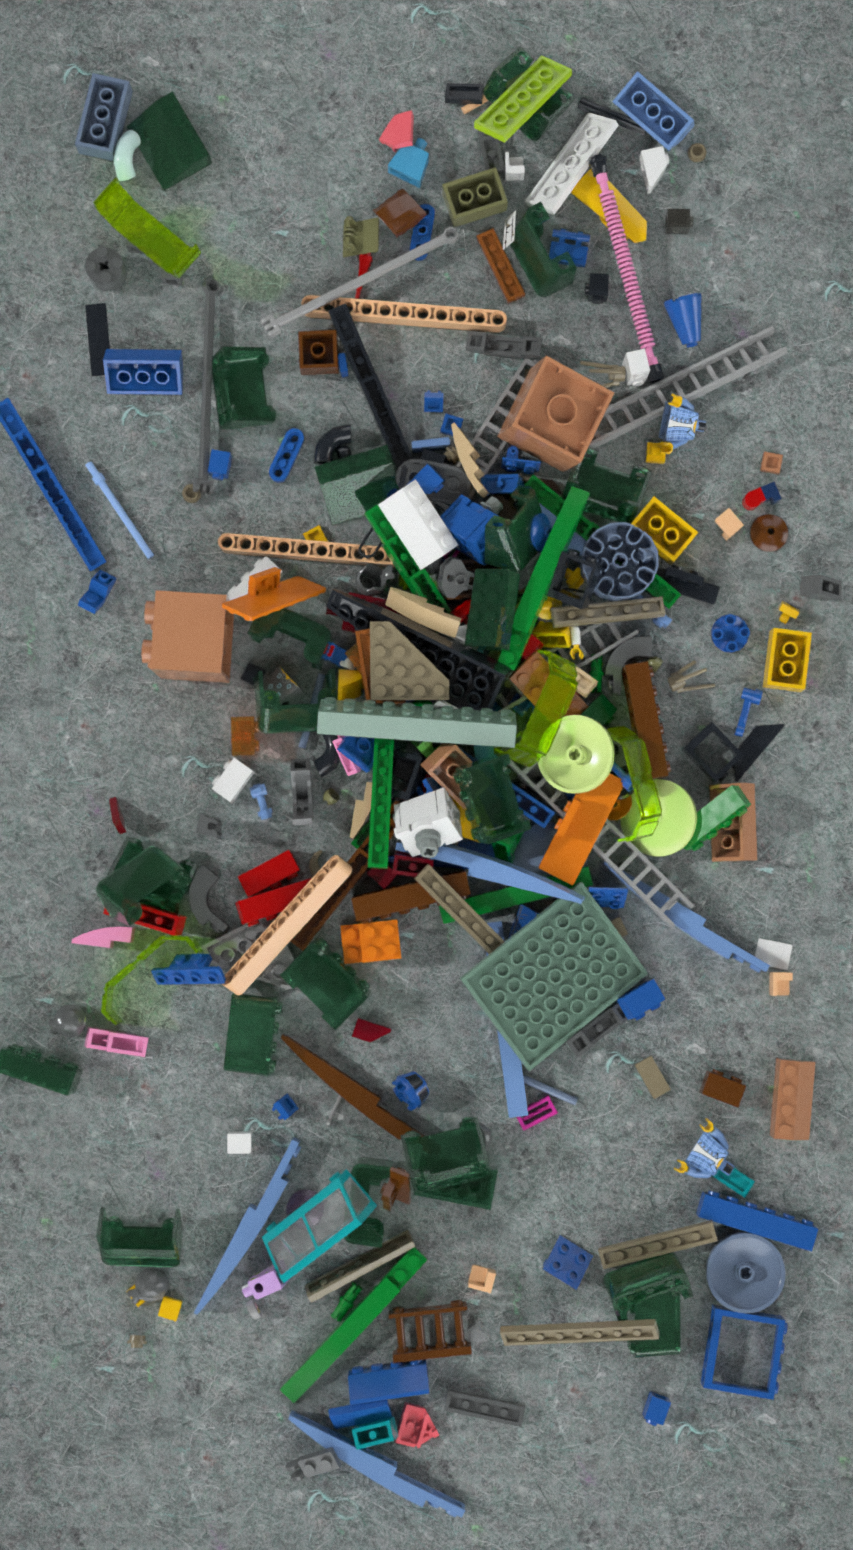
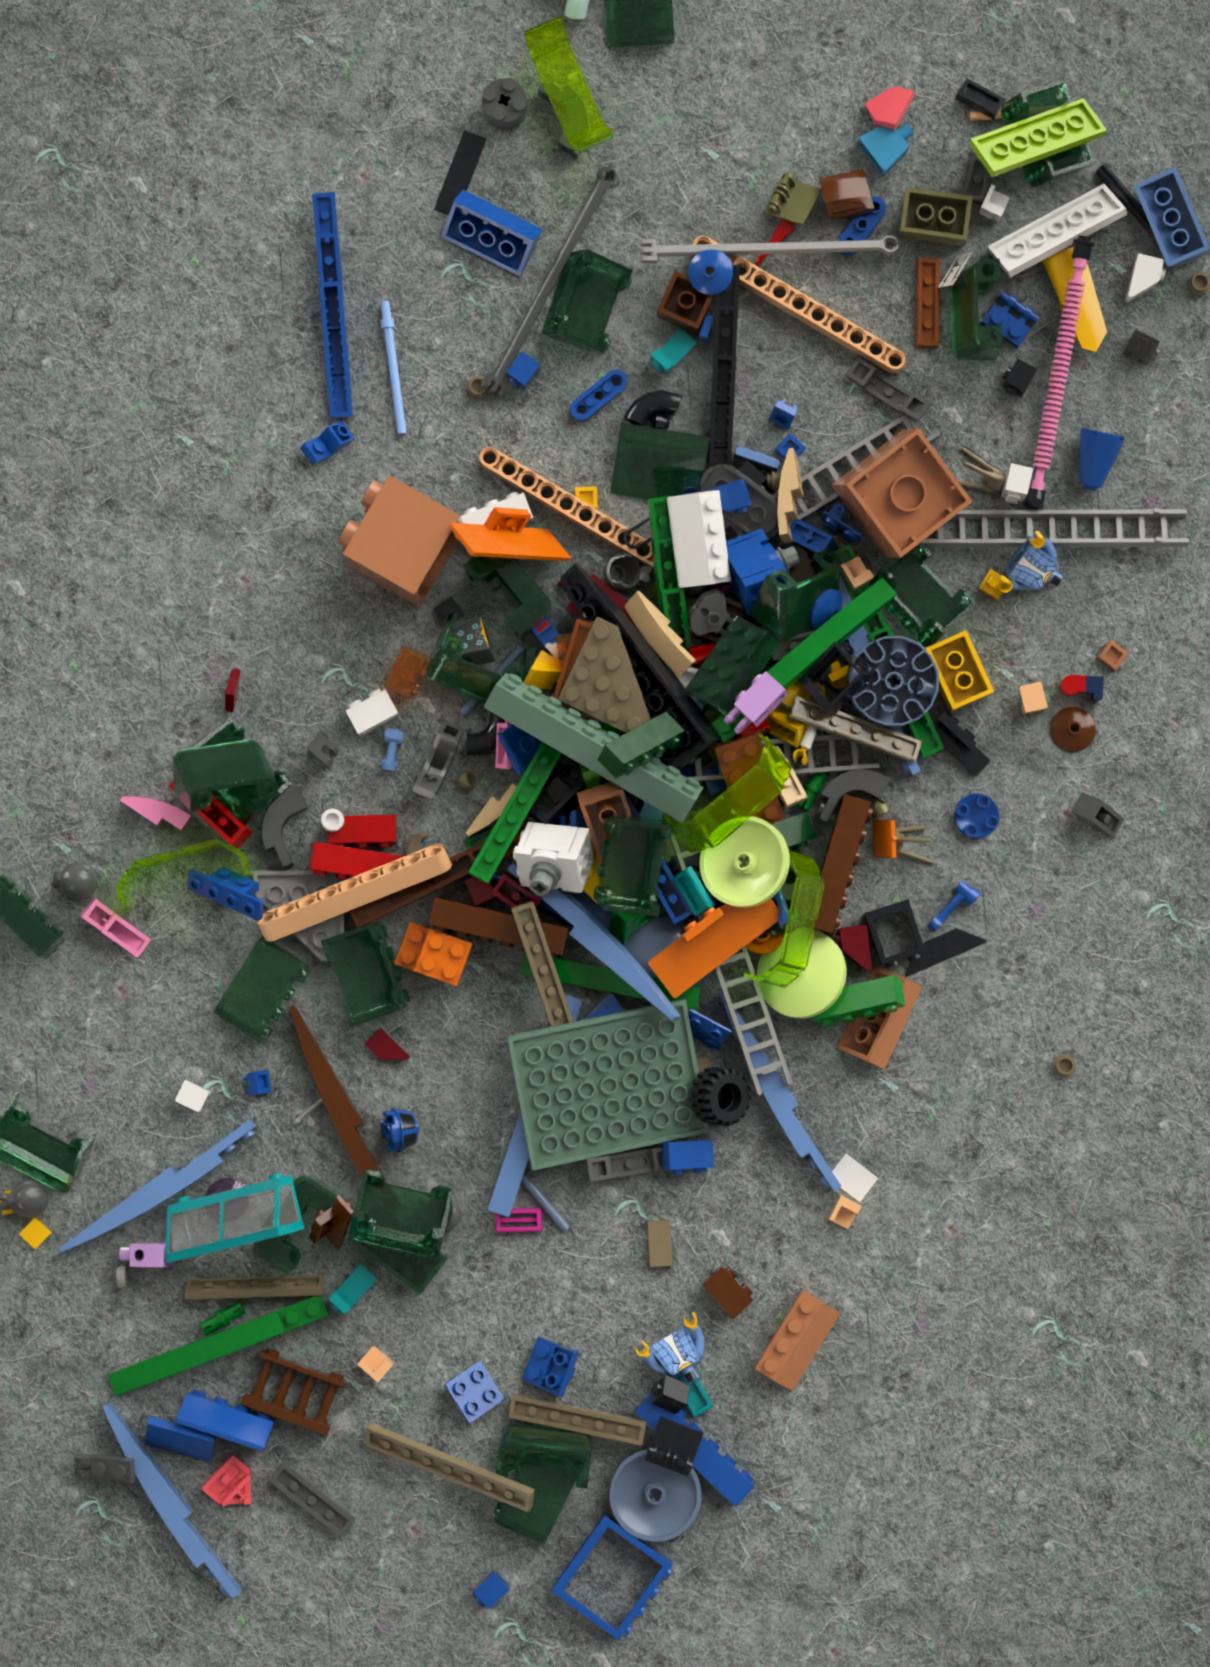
camera: 25 degrees right, 0 degrees up
(243, 877) = (332, 820): none -> white tile
(326, 395) = (672, 352): none -> teal bracket
(331, 327) = (713, 283): none -> blue dish
(375, 1433) = (185, 1467): teal brick -> none
(435, 1230) = (352, 1289): none -> teal bracket
(453, 703) = (641, 745): none -> dark green brick
(525, 626) = (757, 702): none -> lavender hinge
(547, 796) = (693, 891): none -> teal plate
(549, 494) = (856, 573): none -> light nougat panel
(616, 1214) = (550, 1366): none -> blue plate
(632, 942) = (705, 1096): none -> black tyre
(670, 684) = (884, 838): none -> orange piece
(688, 776) = (855, 945): none -> dark red slope
(719, 1190) = (670, 1394): none -> black brick
(742, 1229) = (674, 1446): none -> black hinge
(787, 611) = (1049, 822): yellow tile -> none
(787, 660) = (1022, 873): yellow brick -> none

